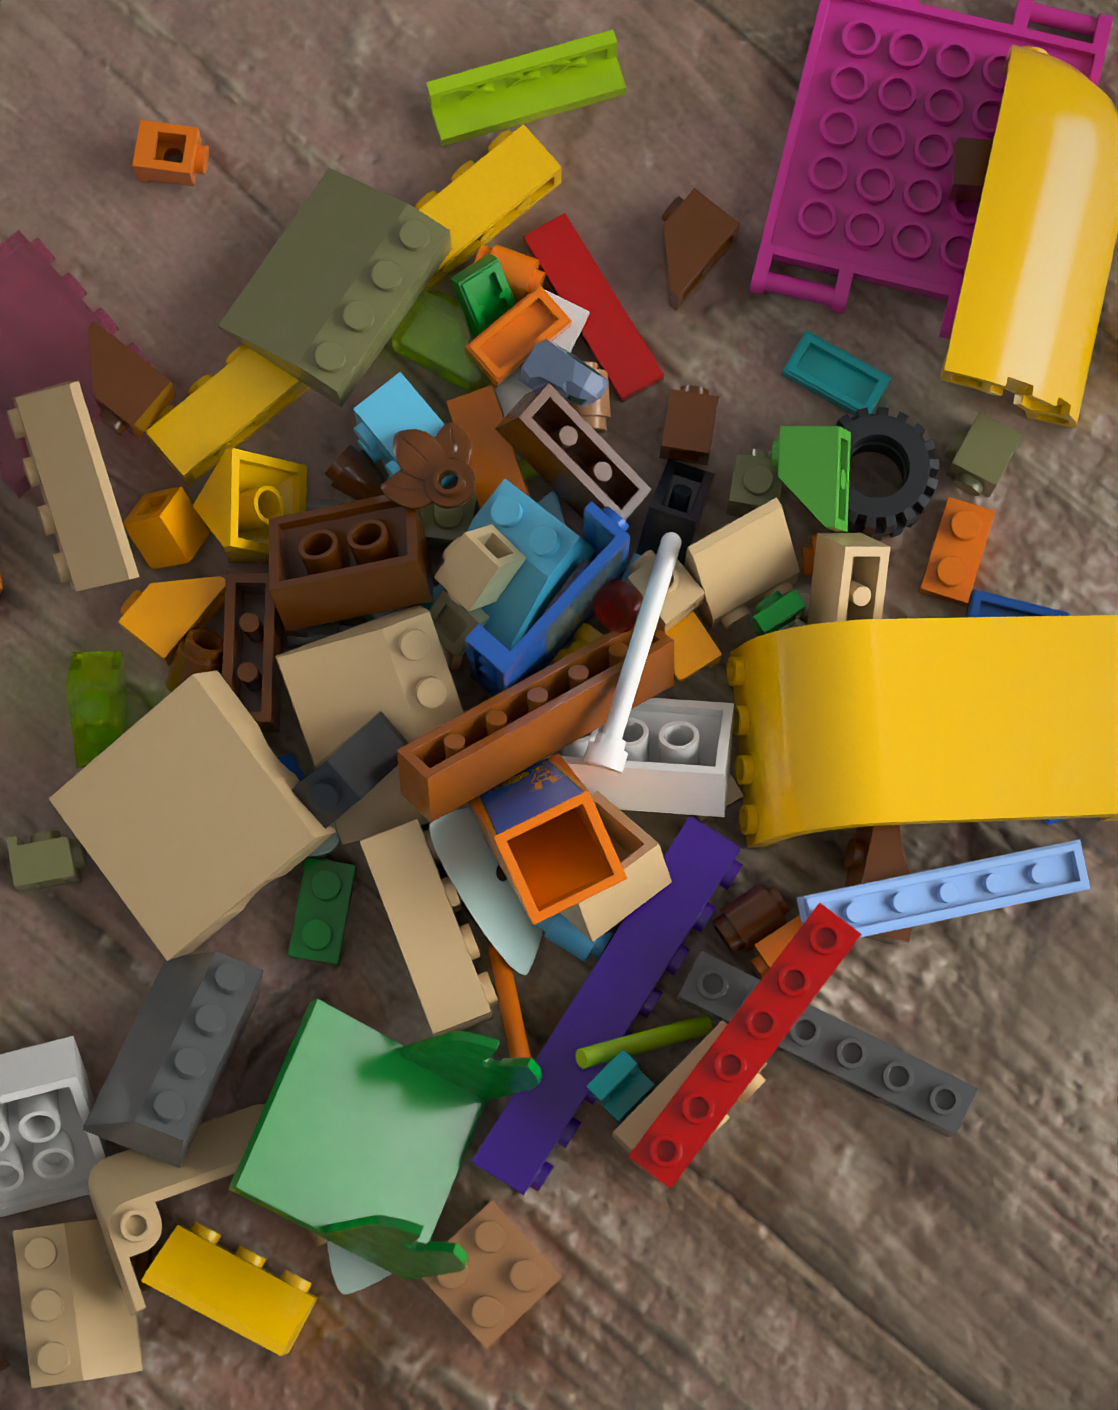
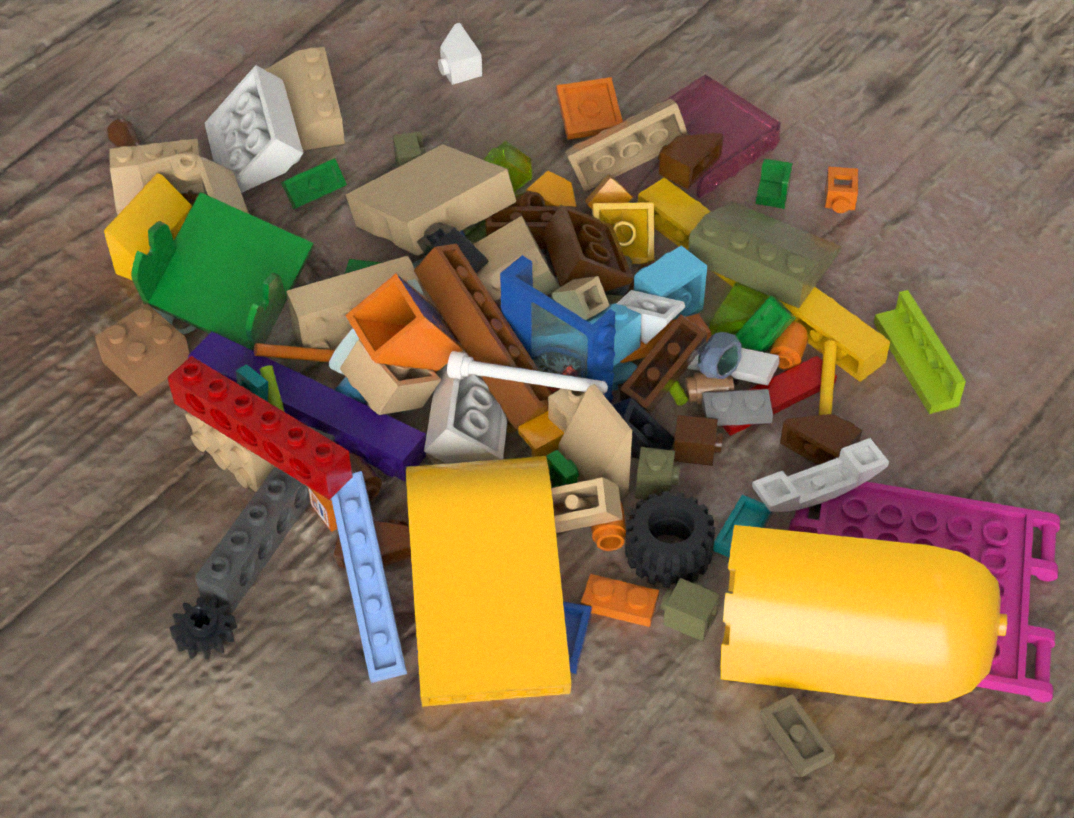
camera: 90 degrees right, 30 degrees down
(98, 1015) = (314, 183): none -> green plate
(150, 258) = (774, 183): none -> green panel
(176, 1055) = (285, 200): dark grey slope -> none
(426, 463) = (644, 279): reddish brown plate -> none
(495, 456) = (654, 311): none -> white slope
(511, 338) = (755, 345): orange tile -> none
(589, 228) = (827, 377): none -> yellow bar
(632, 361) = (738, 407): none -> light grey plate
(783, 255) = (823, 482): none -> white slope
(816, 469) = (657, 481): bright green slope -> none
(1020, 1141) = (203, 627): none -> black gear

